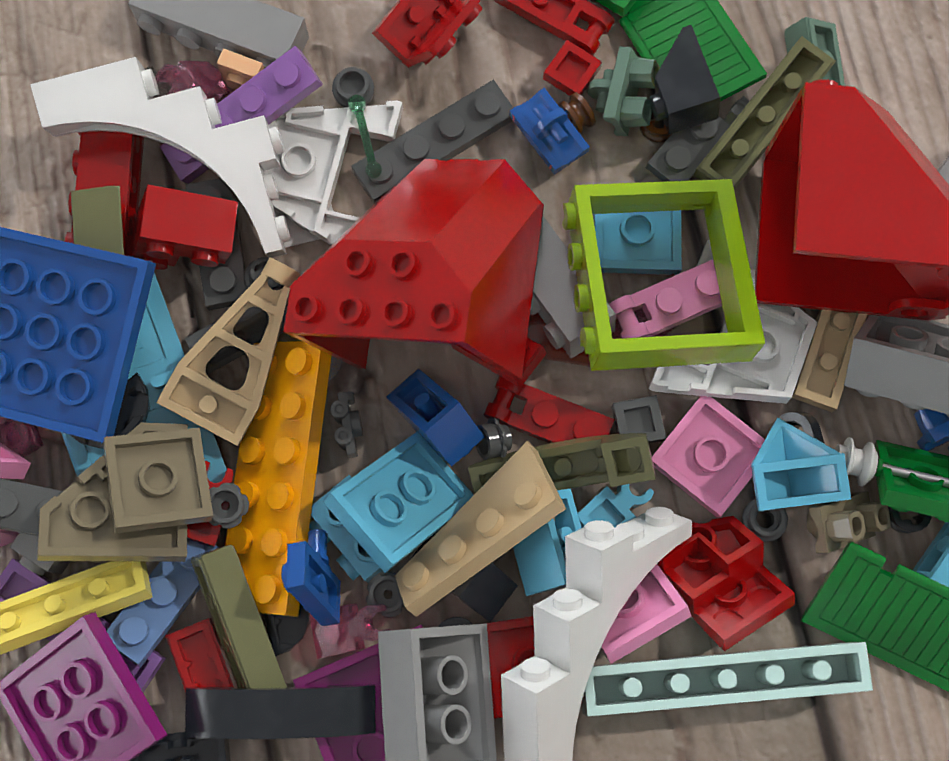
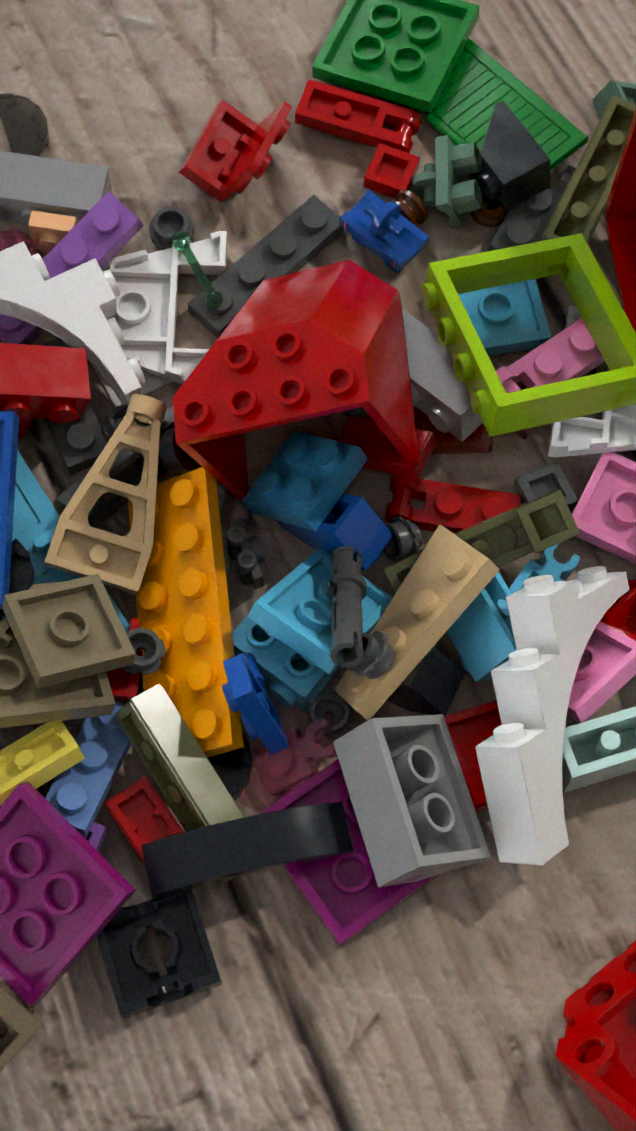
camera: 15 degrees left, 10 degrees down
(414, 373) = (304, 480): none -> dark azure plate
(422, 493) = (346, 595): none -> dark grey pin
(428, 562) = (377, 655): none -> dark grey plate

